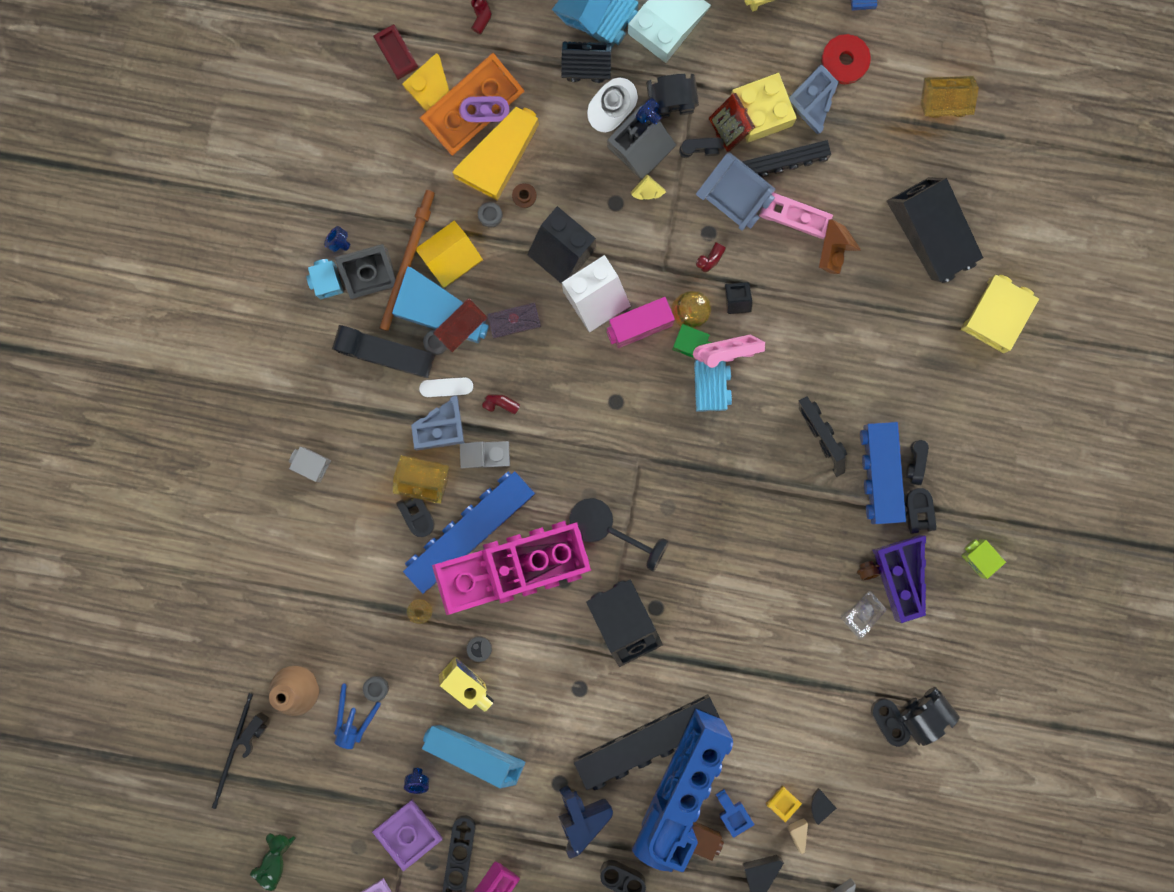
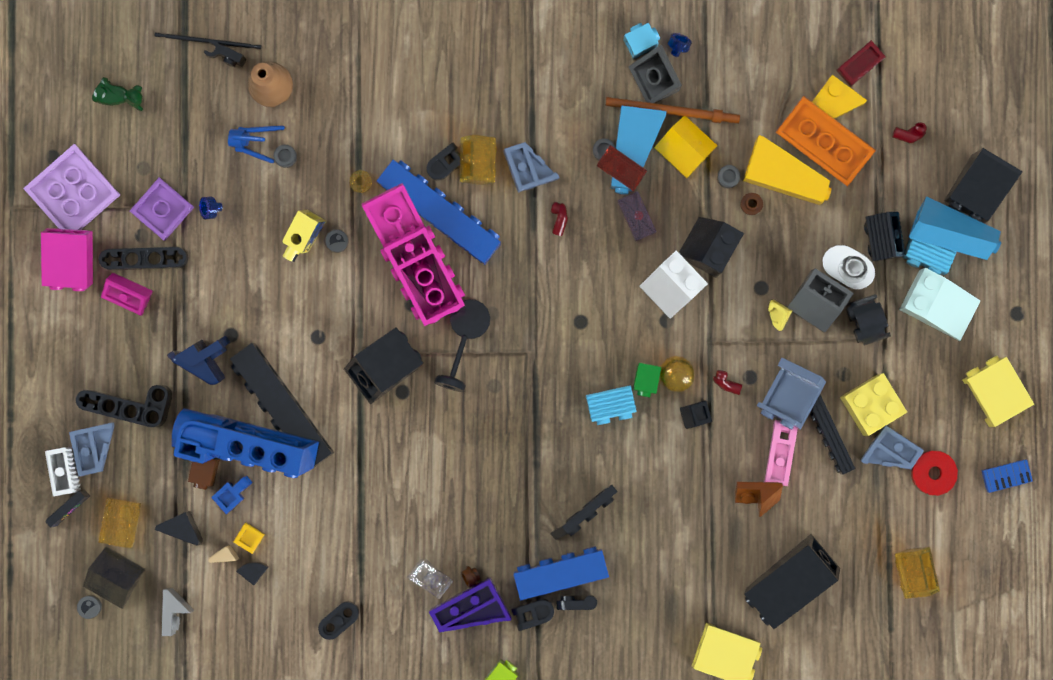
camera: 75 degrees right, 0 degrees up
(309, 464) = (473, 58): light grey brick -> none
(382, 352) = (585, 104): black beam -> none
(446, 387) = (565, 167): white sticker -> none
(473, 756) = (241, 253): dark azure slope -> none
(483, 109) = (821, 152): medium lavender plate -> none
(484, 454) = (511, 213): light grey slope -> none
(640, 323) = (654, 328): dark pink brick -> none
(648, 112) = (846, 300): clear blue tile -> none
(710, 146) = (828, 362): black plate -> none
(728, 349) = (645, 413): bright pink plate -> none
(731, 122) = (854, 378): piece -> none
(928, 717) = (349, 652): black brick -> none

